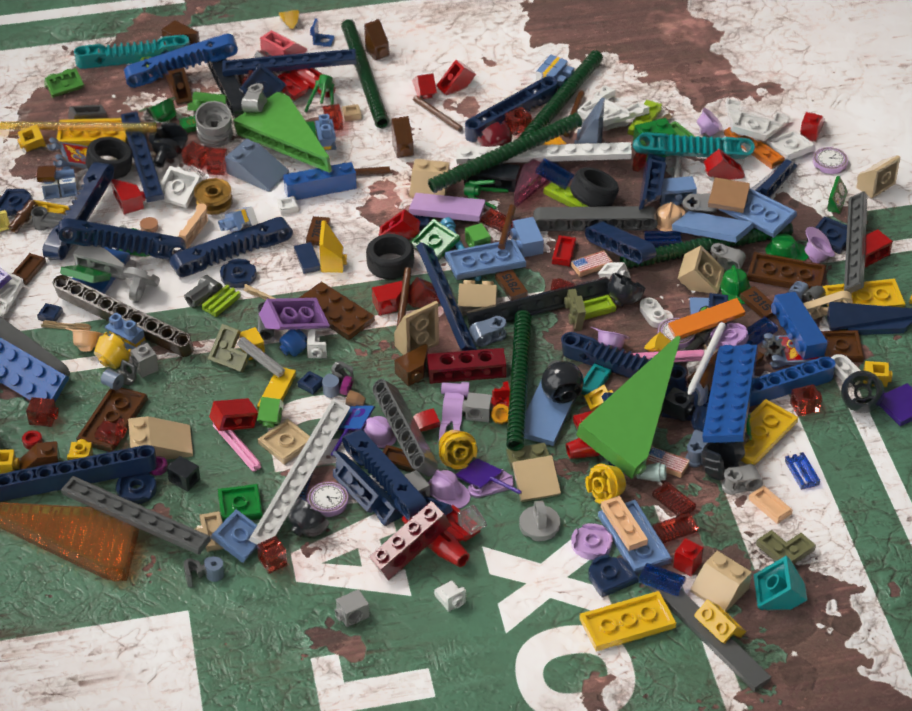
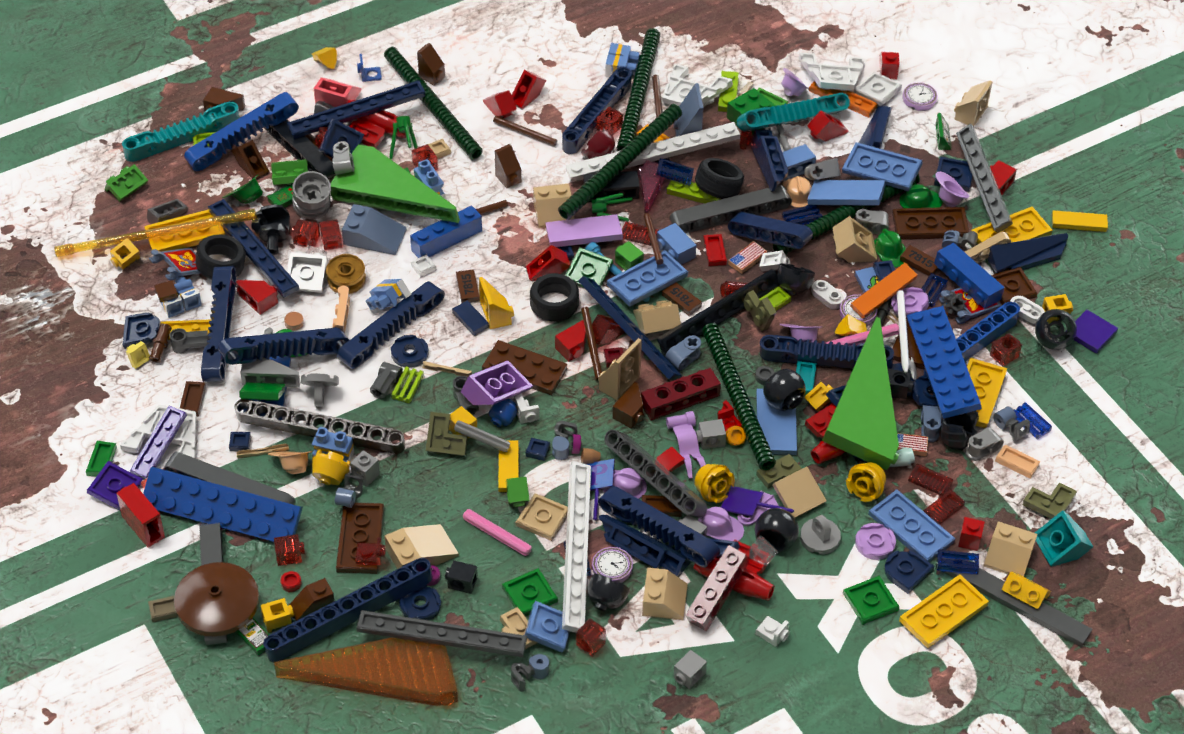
camera: 20 degrees left, 5 degrees up
(80, 449) = (348, 581): yellow brick -> none
(233, 414) = (483, 503): red brick -> none
(360, 535) = (664, 595): none -> tan slope
(496, 504) = (778, 528): none -> black wheel
(561, 593) = (871, 600): none -> green tile
(624, 523) = (900, 516): light nougat plate -> none
(729, 195) = (851, 157): medium nougat tile -> none
(777, 463) = (1007, 419): none -> leg

